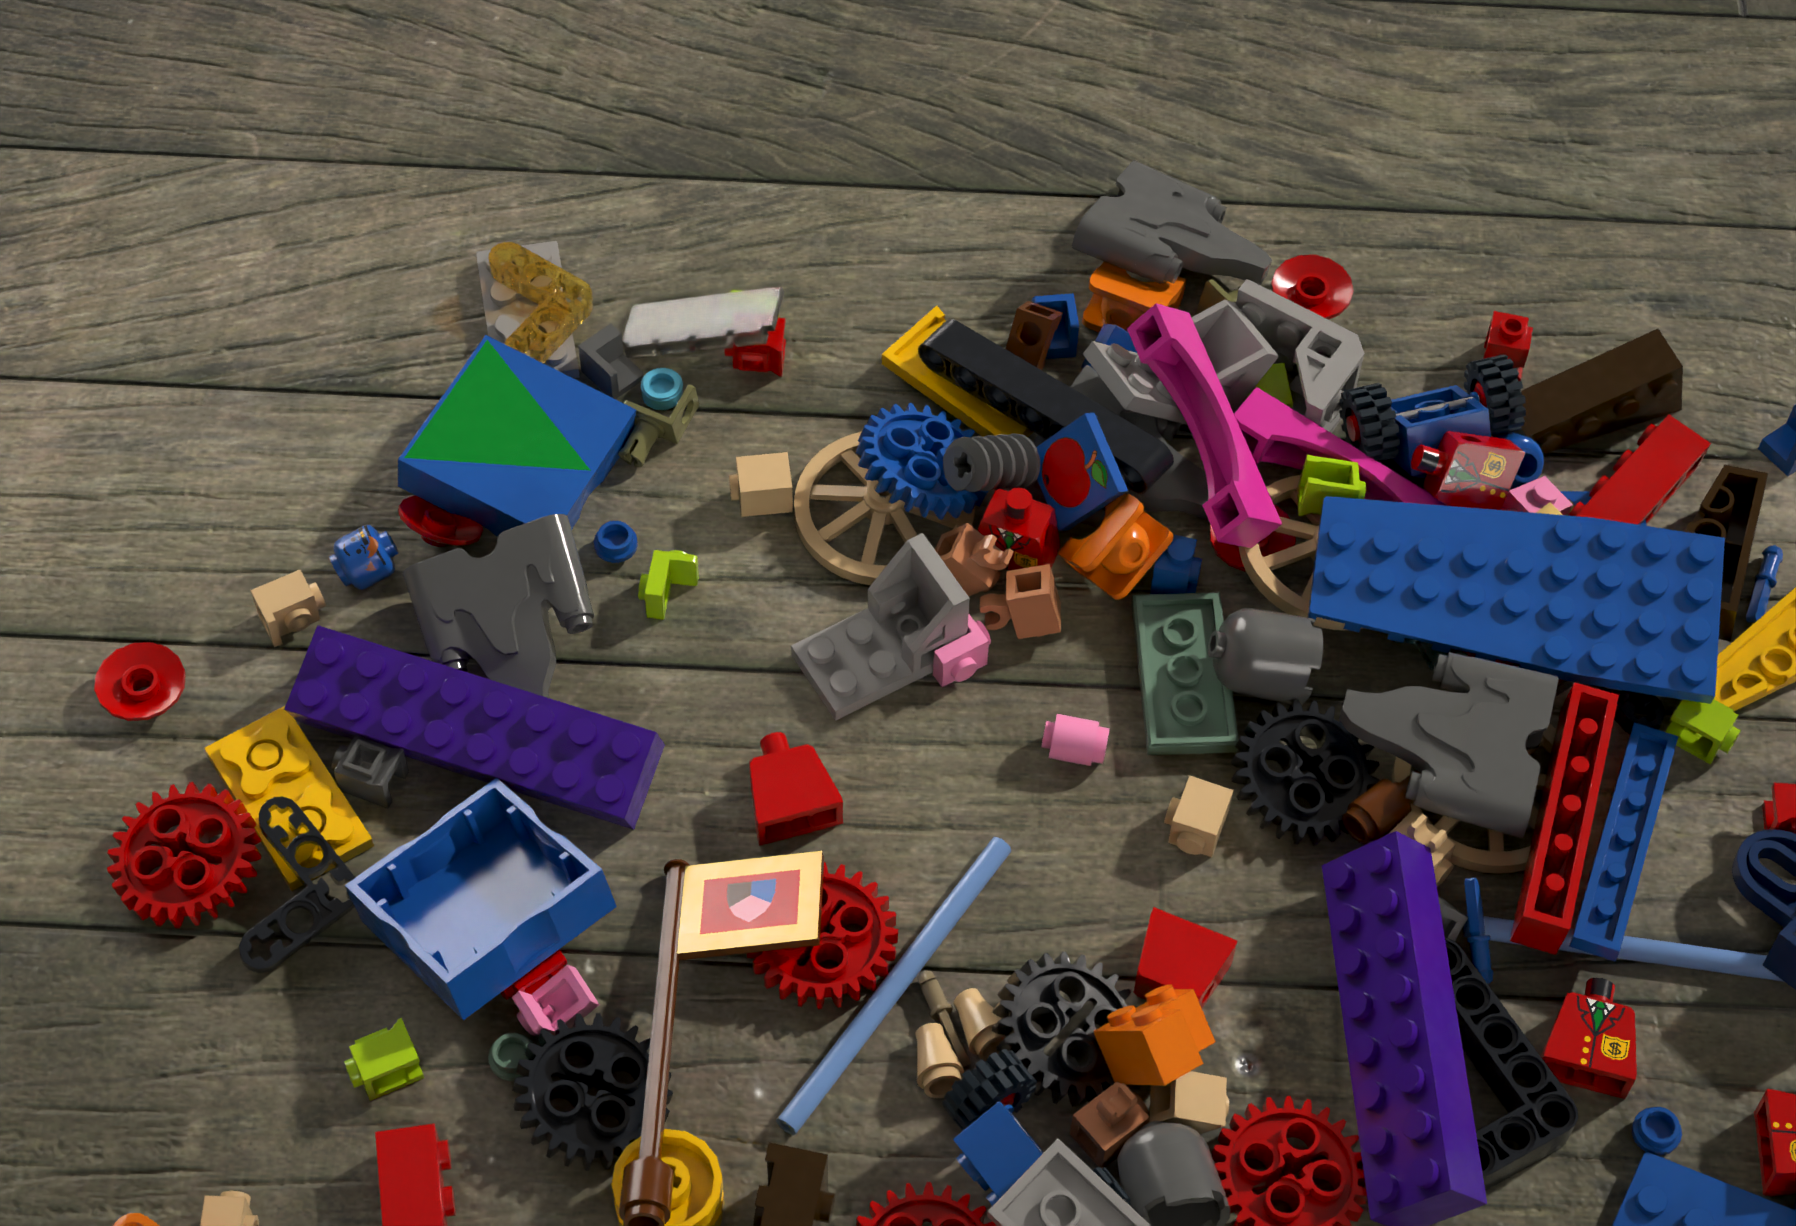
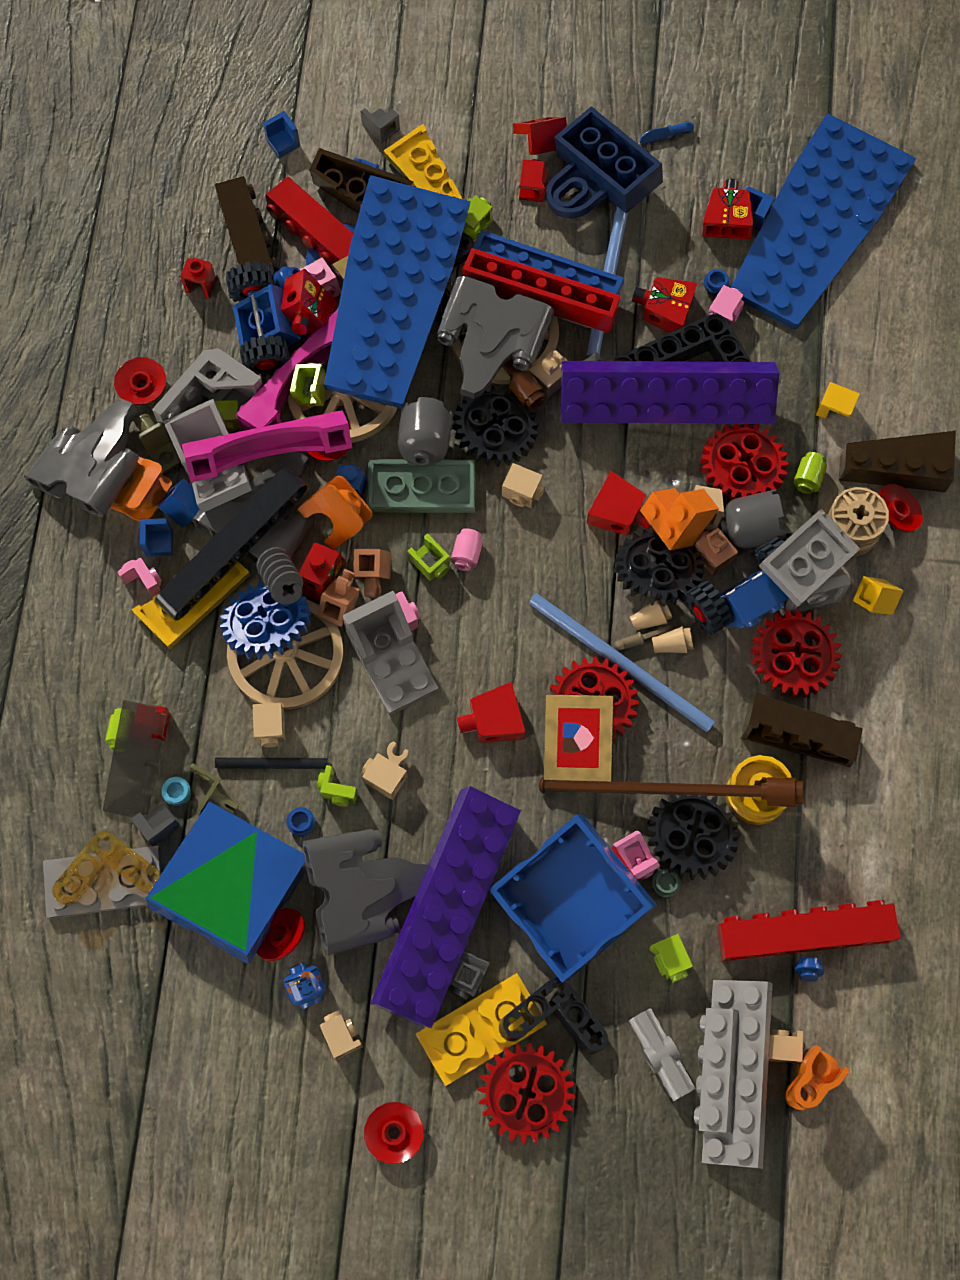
camera: 85 degrees left, 15 degrees up
(190, 1152) = (734, 1073): none -> light grey plate
(229, 1049) = (661, 1054): none -> light grey piece
(691, 642) = (386, 774): none -> tan brick
(707, 503) = (270, 763): none -> black bar
(995, 314) = (137, 568): none -> bright pink bracket
(1033, 332) = (169, 548): reddish brown leg -> none
(1051, 689) = (430, 559): none -> lime window
(1078, 472) = (292, 523): tile -> none
(1478, 941) = (606, 349): blue piece -> none
(1603, 1142) = (728, 304): none -> bright pink window

